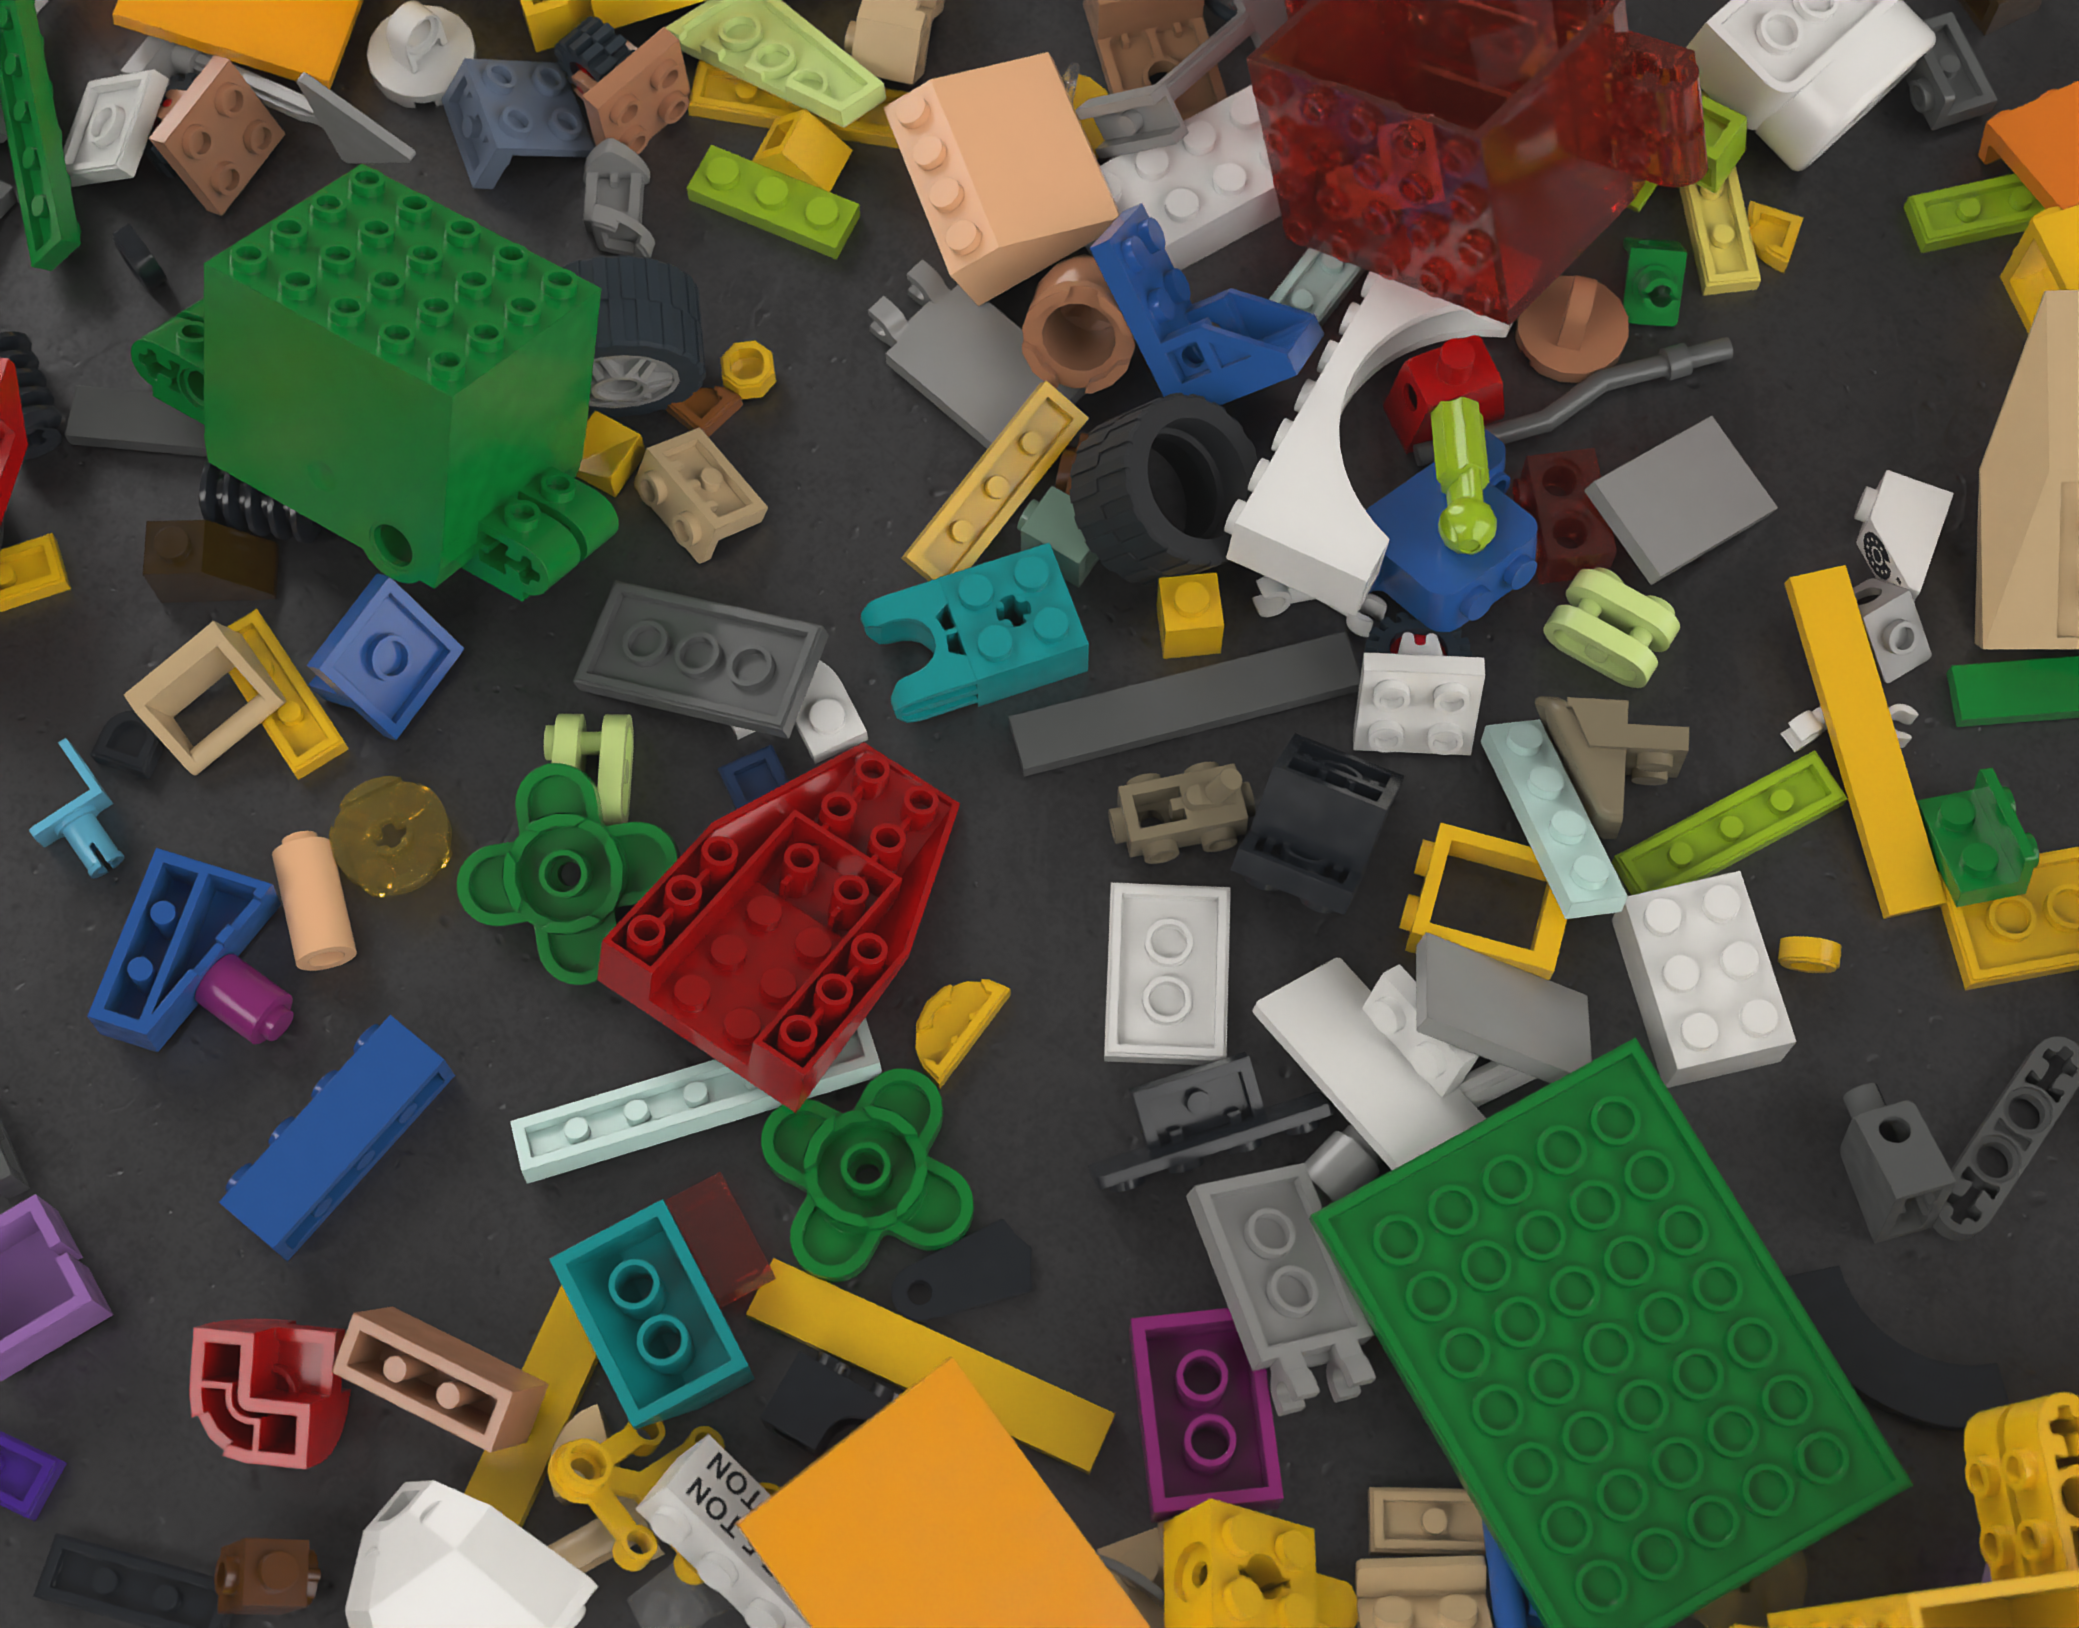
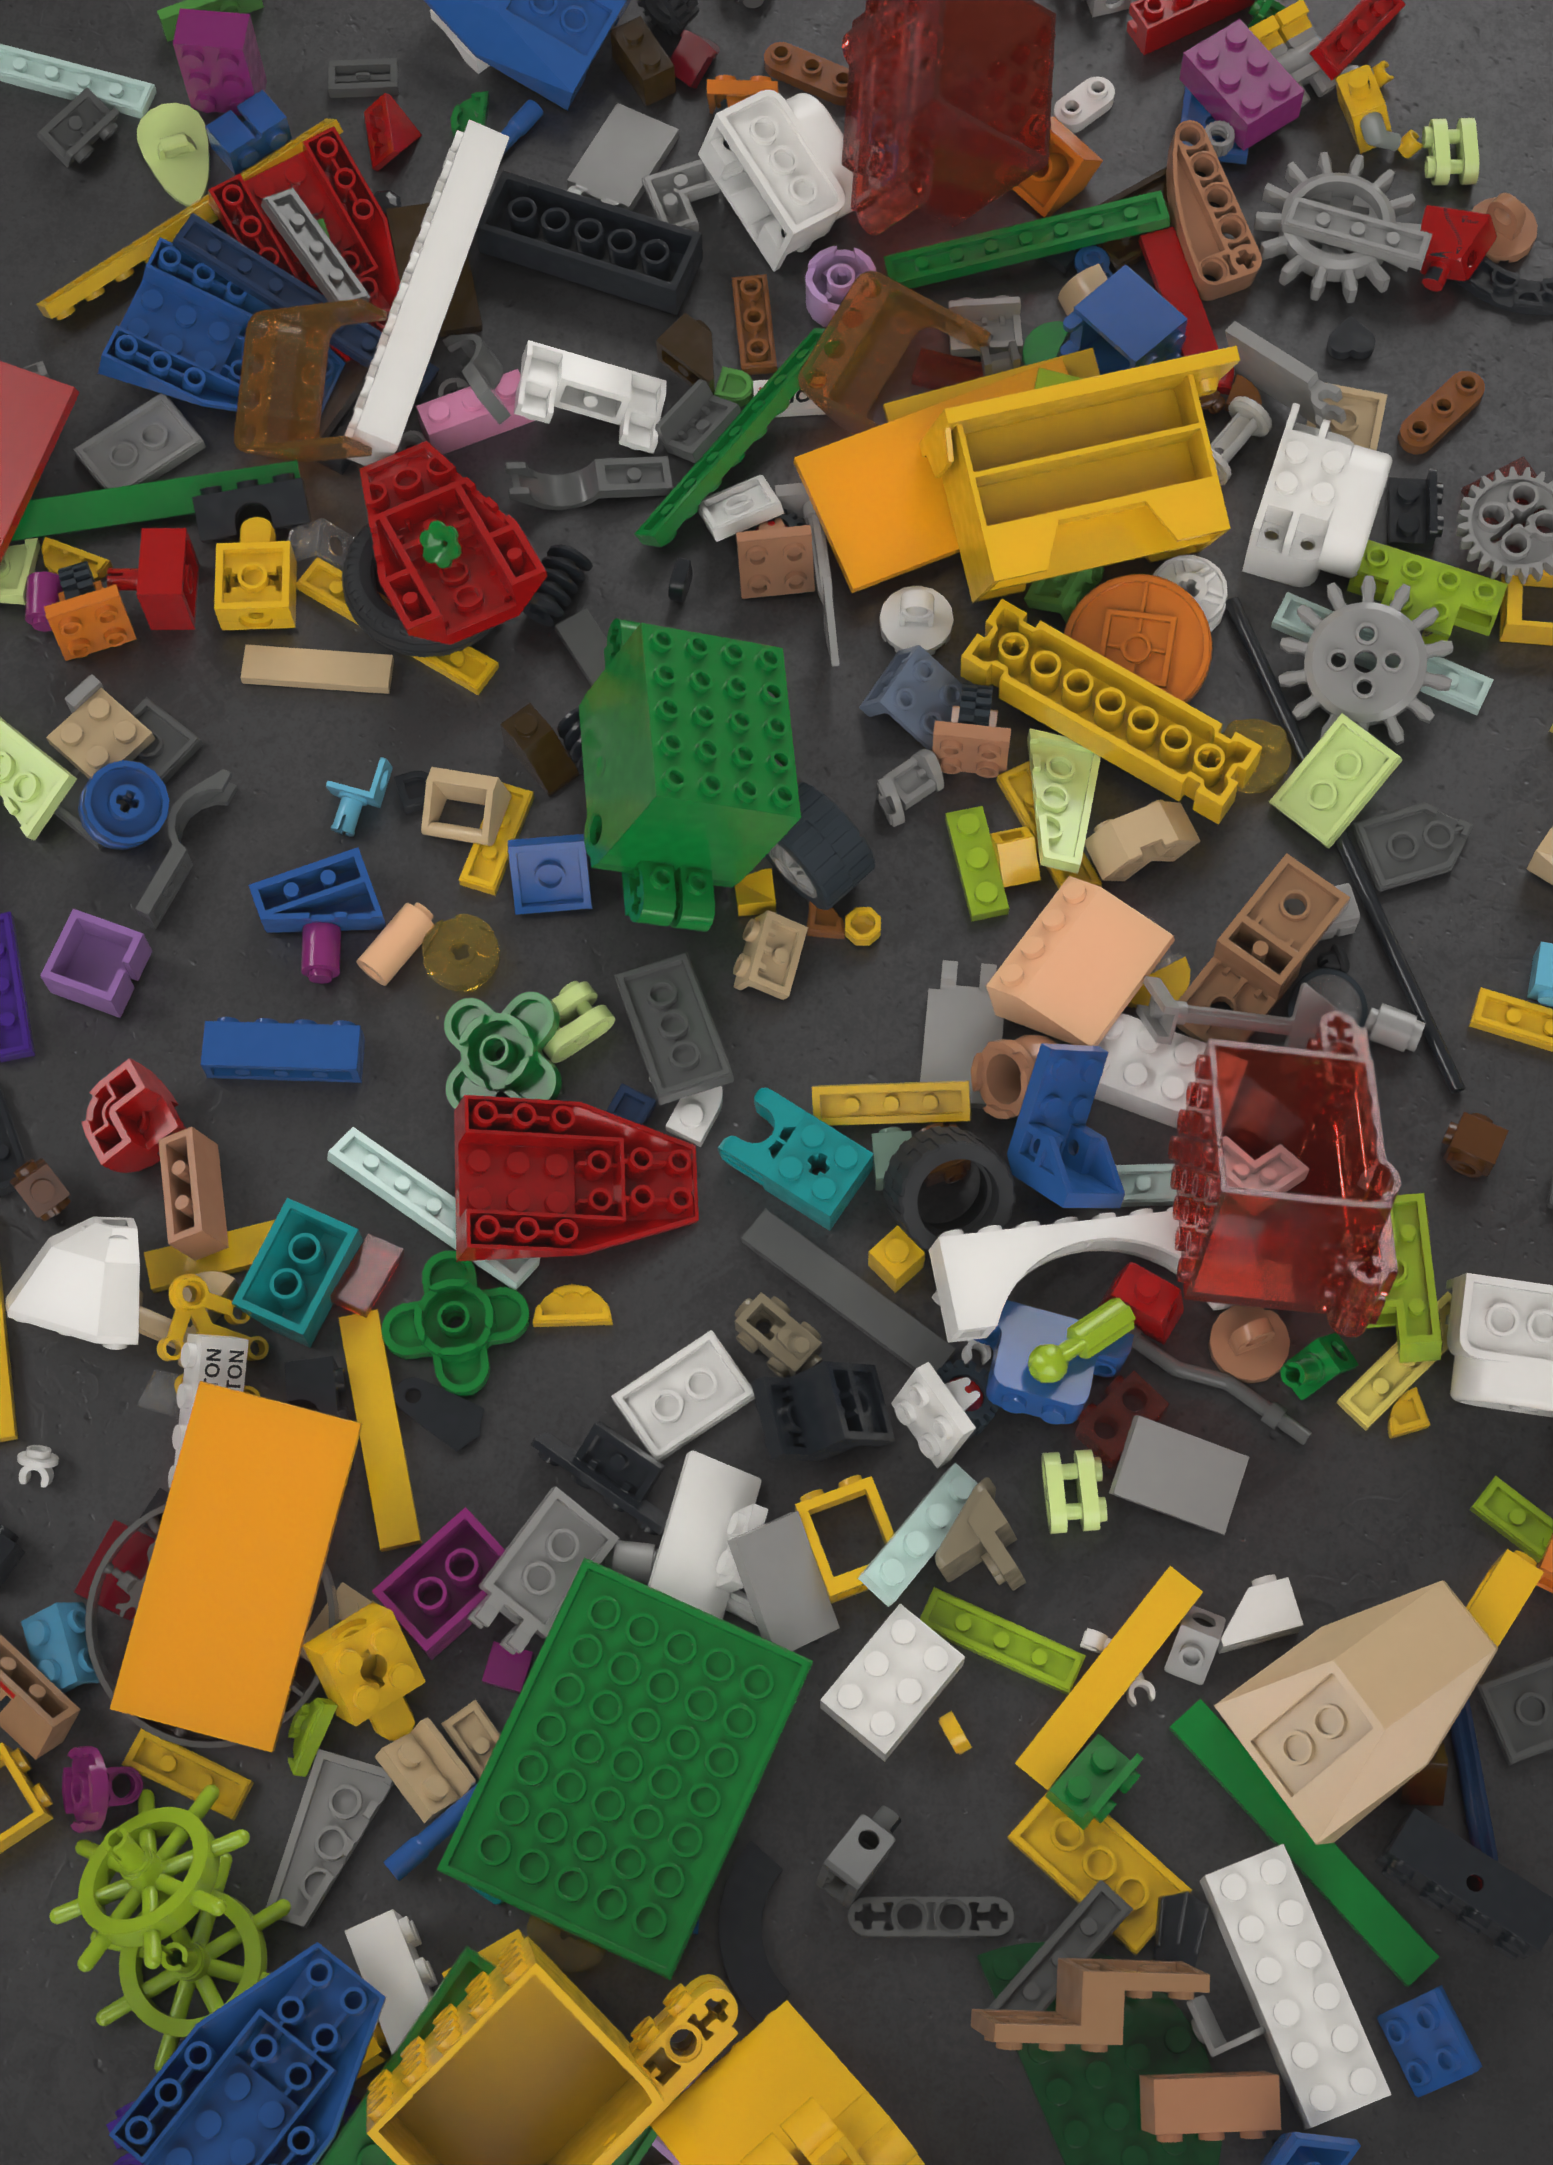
camera: 55 degrees right, 0 degrees up
(1356, 1423) = (507, 1670): none -> magenta tile

